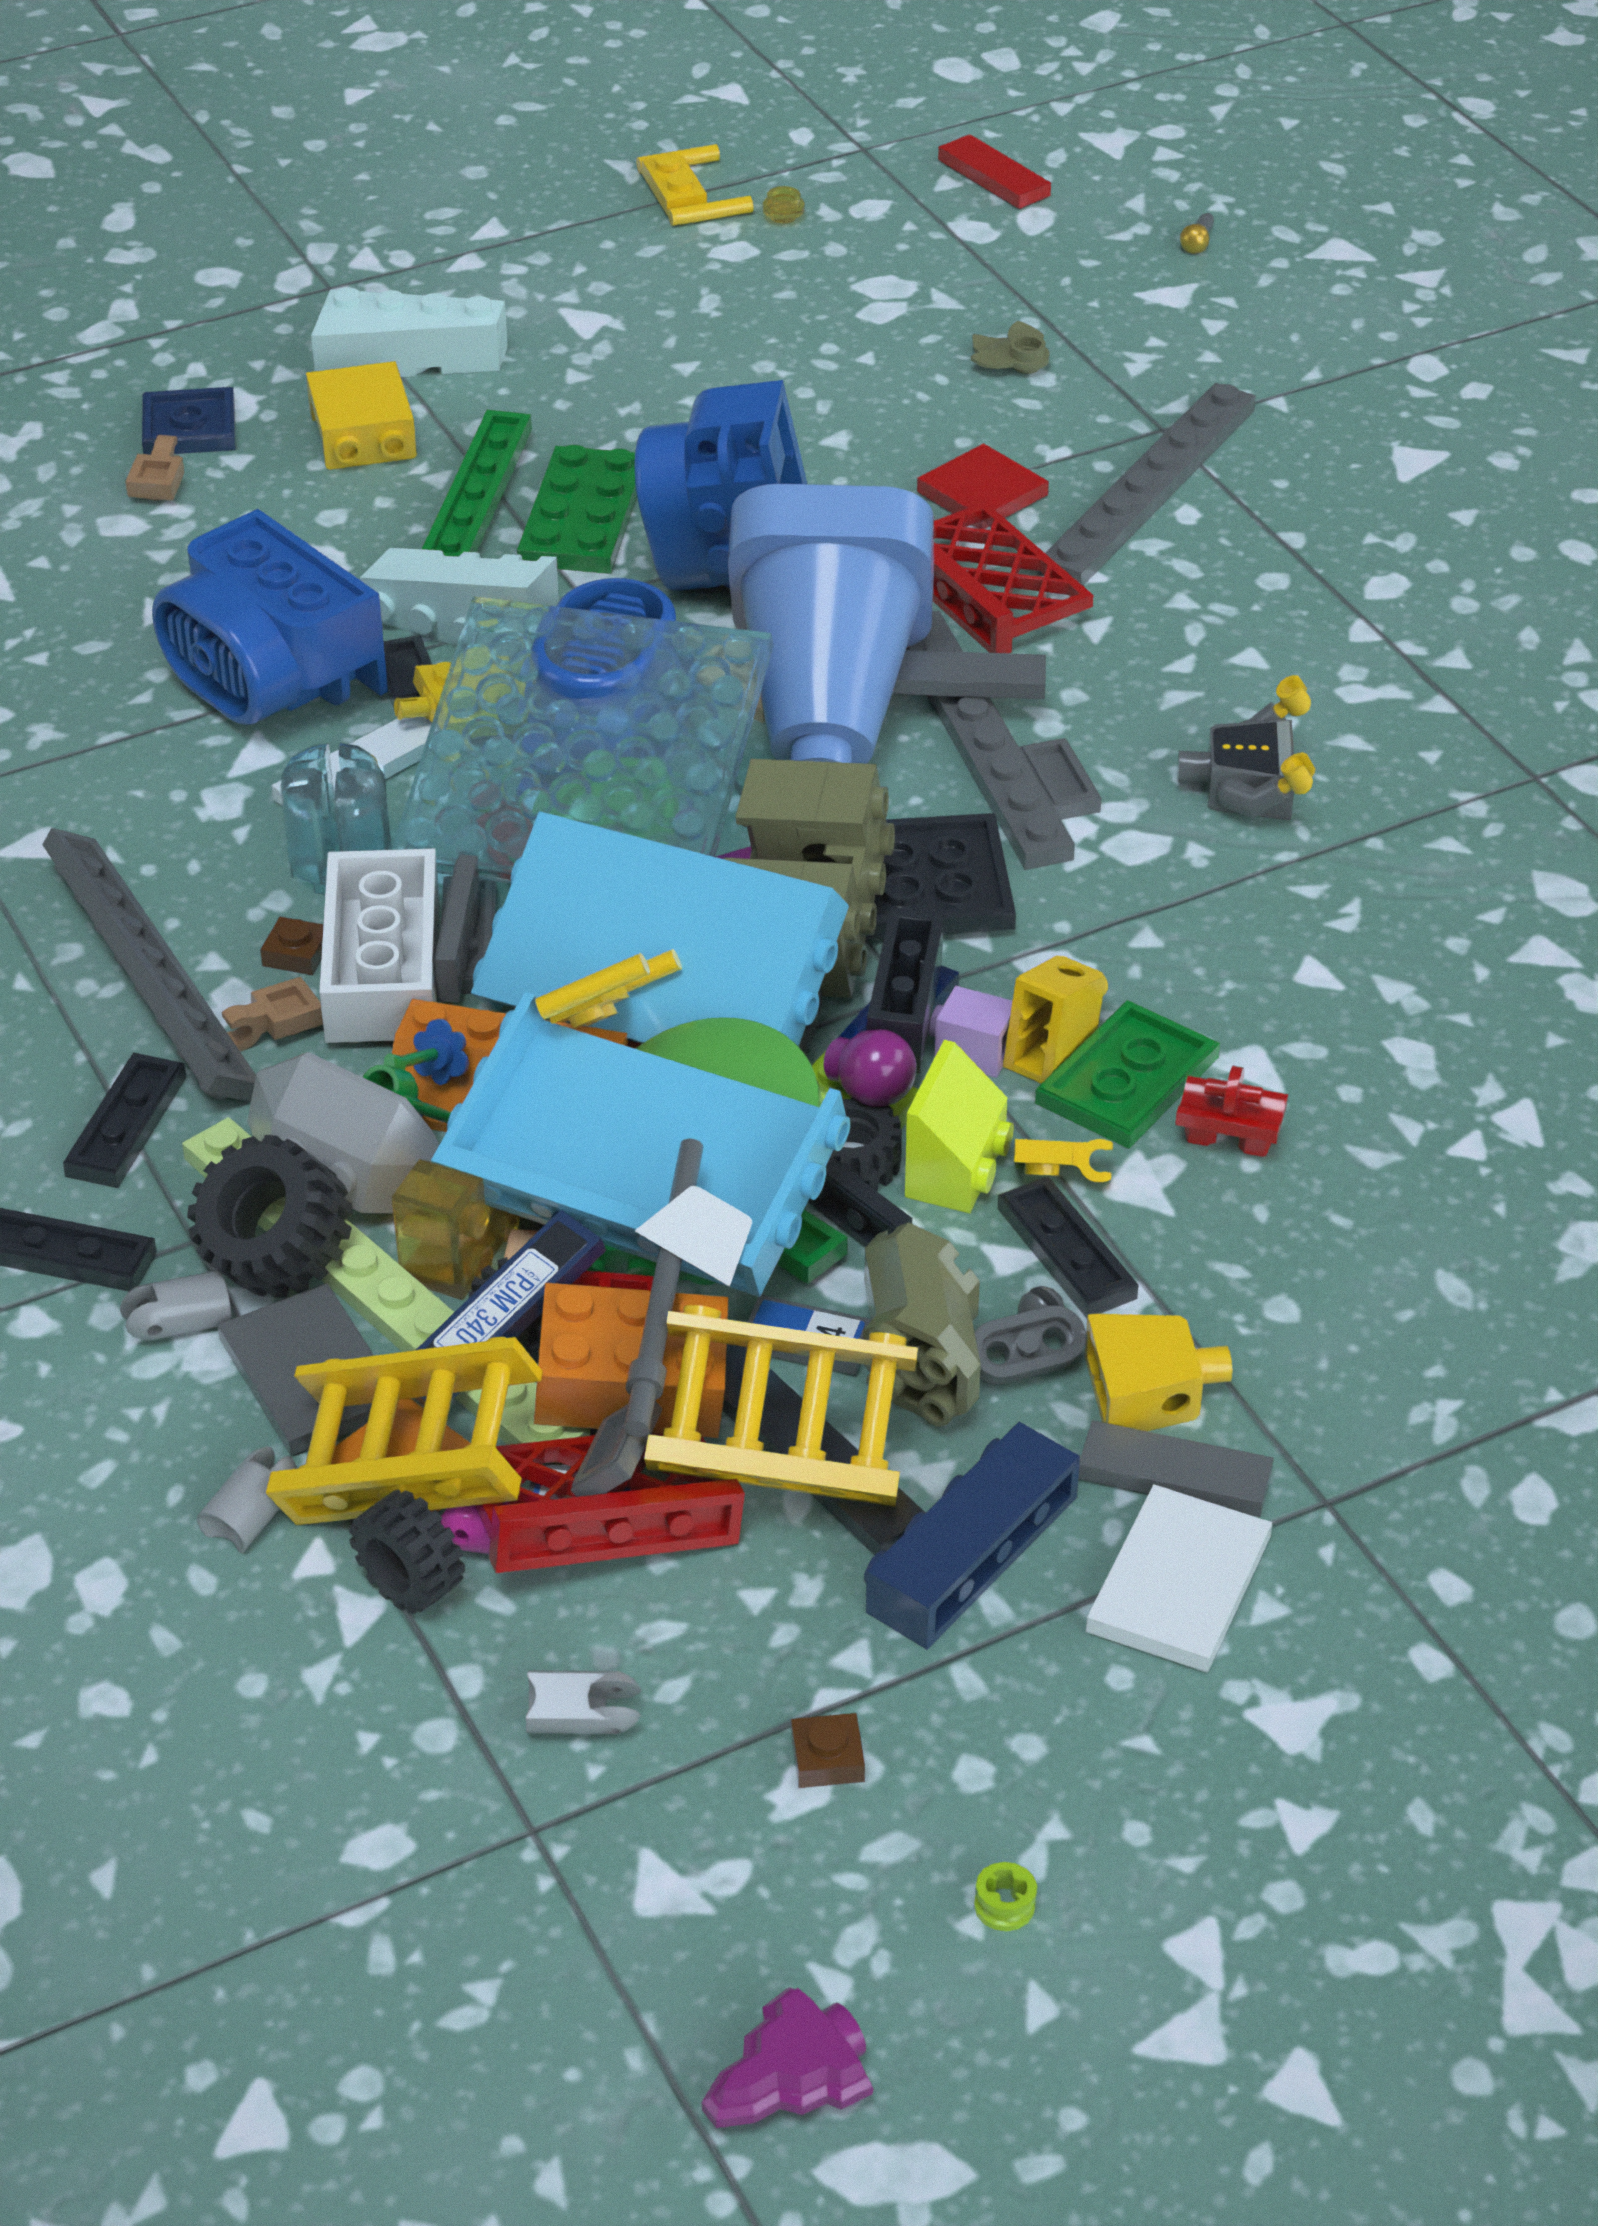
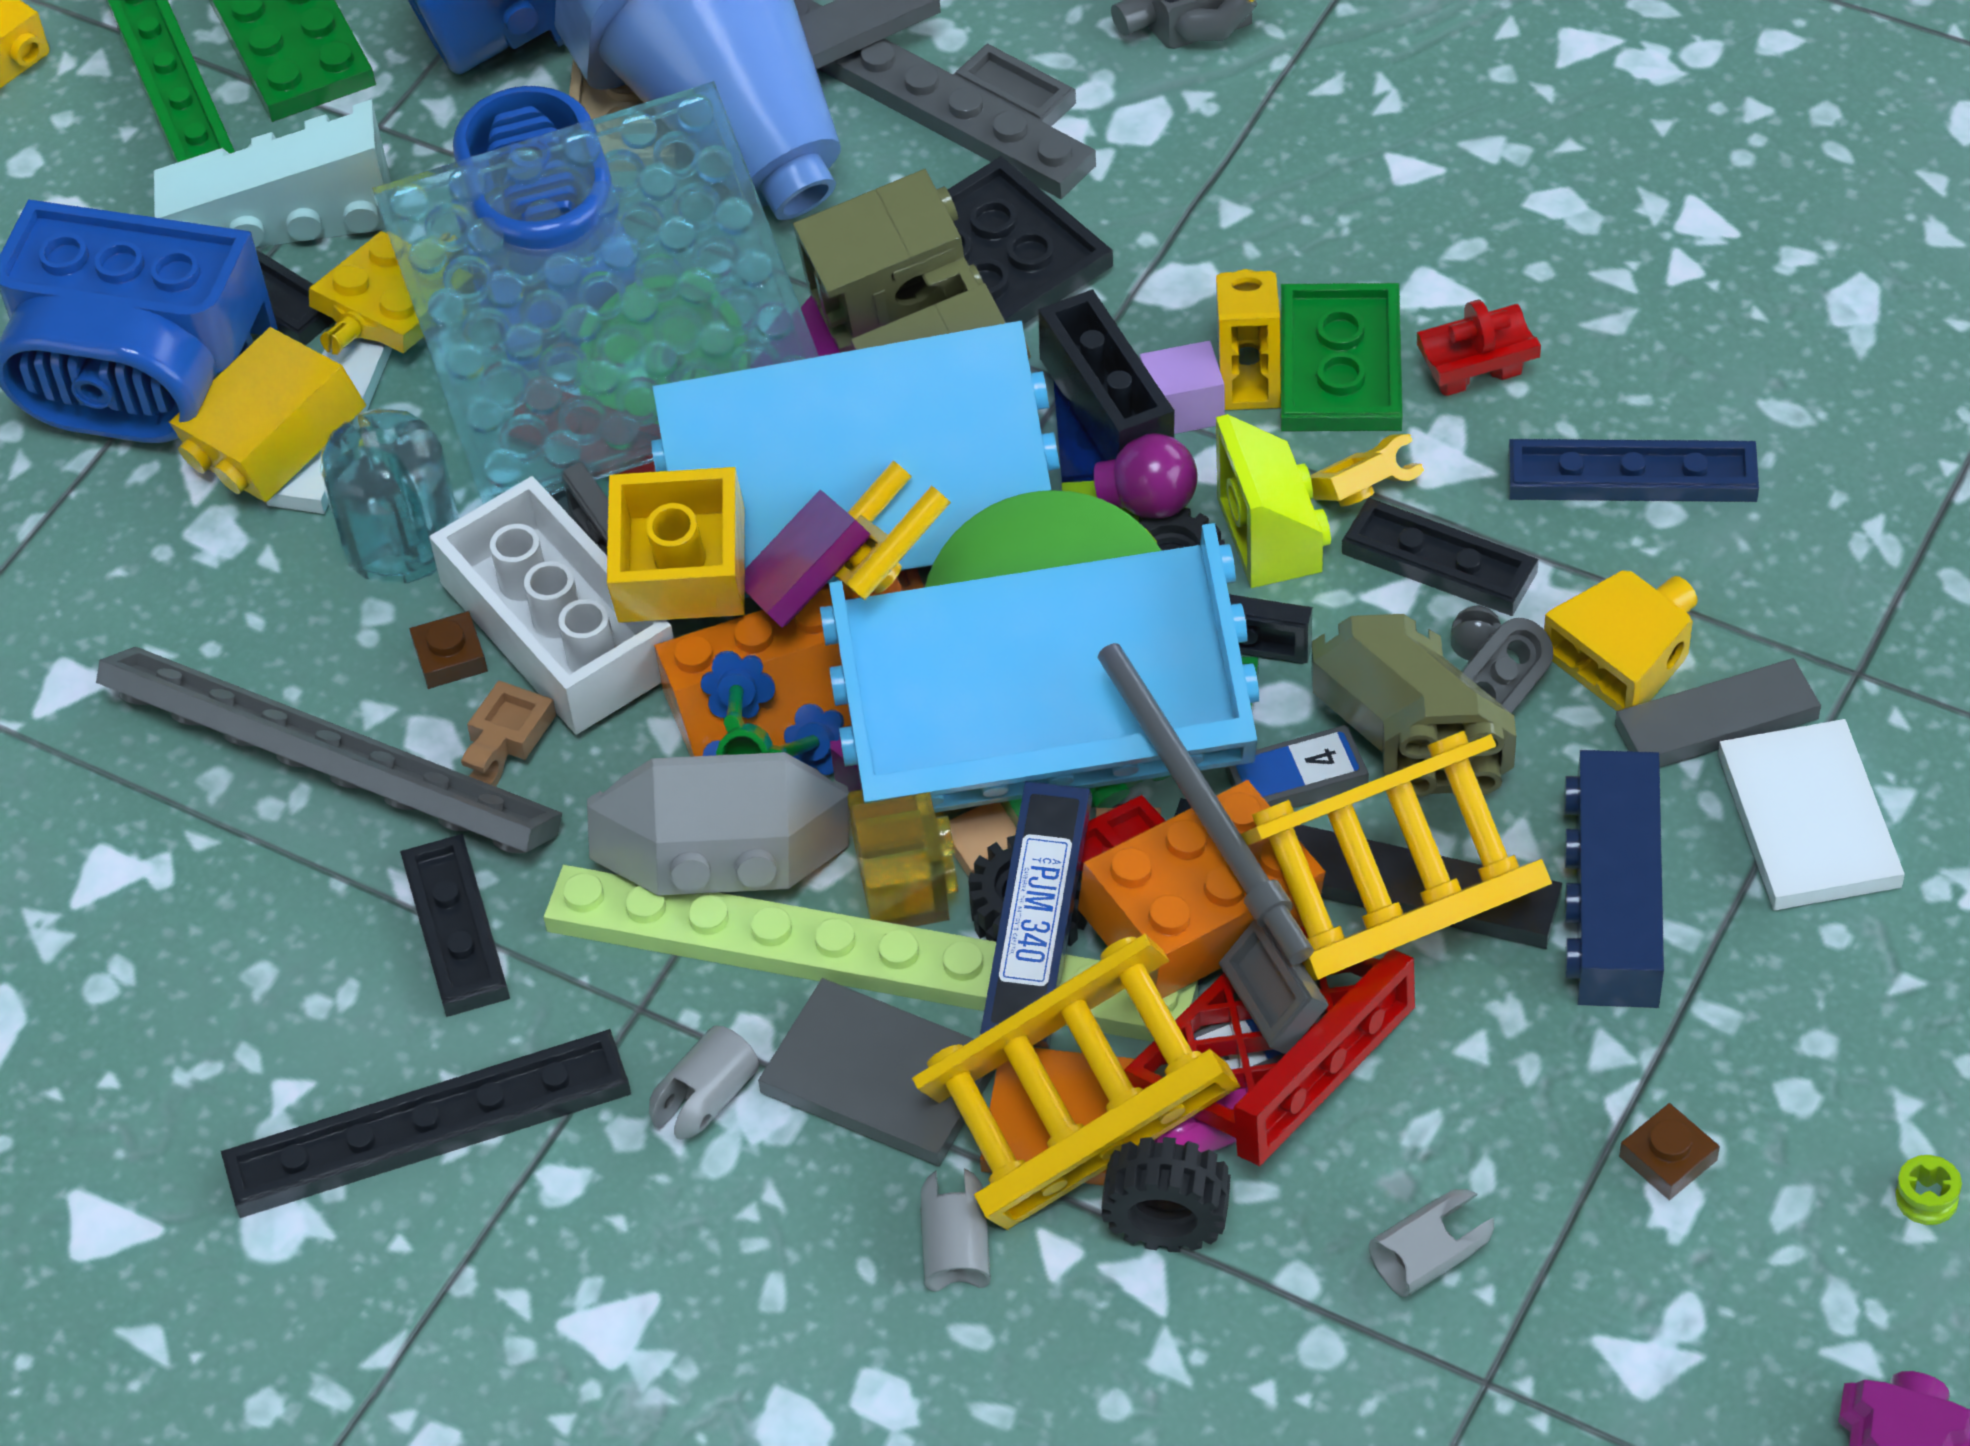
camera: 30 degrees left, 10 degrees up
(239, 1193) = (677, 932): black tyre -> none
(306, 718) = (268, 415): none -> yellow brick
(467, 928) = (676, 545): none -> yellow brick
(548, 981) = (803, 558): none -> magenta tile
(701, 1232) = (1196, 732): white sticker -> none
(1282, 1264) = (1633, 470): none -> dark blue tile

